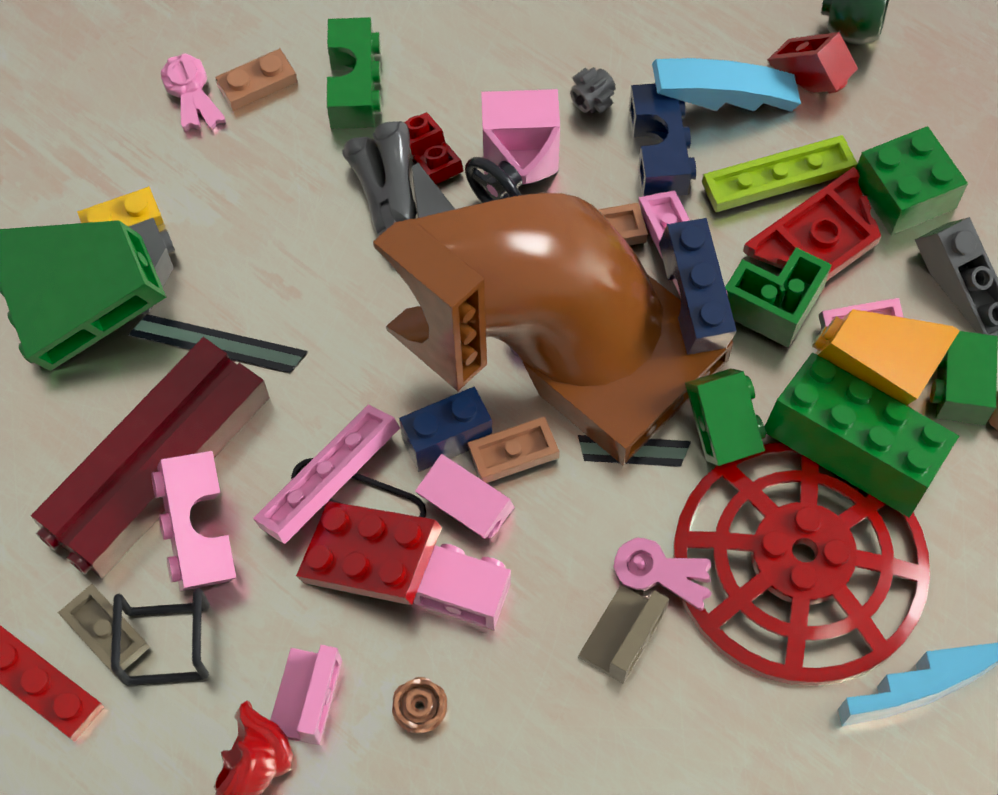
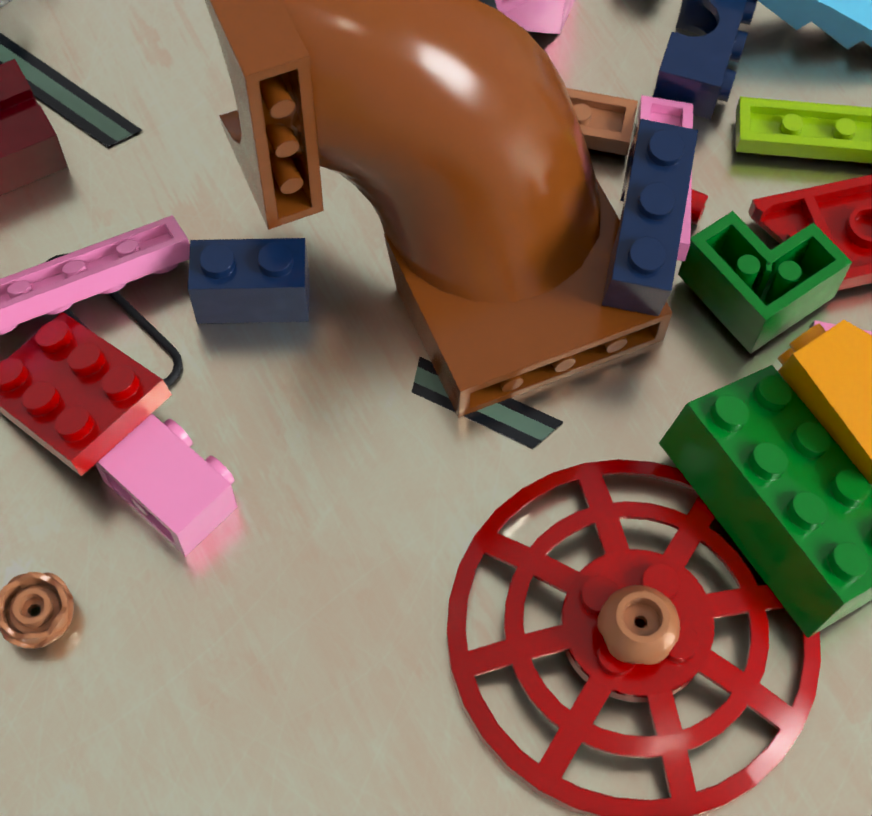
camera: 20 degrees right, 0 degrees up
(465, 497) = (229, 375): bright pink hinge -> none
(513, 450) = (322, 340): nougat plate -> none
(623, 632) = (347, 629): dark tan panel -> none
(643, 565) = (416, 552): bright pink piece -> none
(726, 416) = (616, 403): green brick -> none
(806, 564) = (636, 644): none -> nougat plate

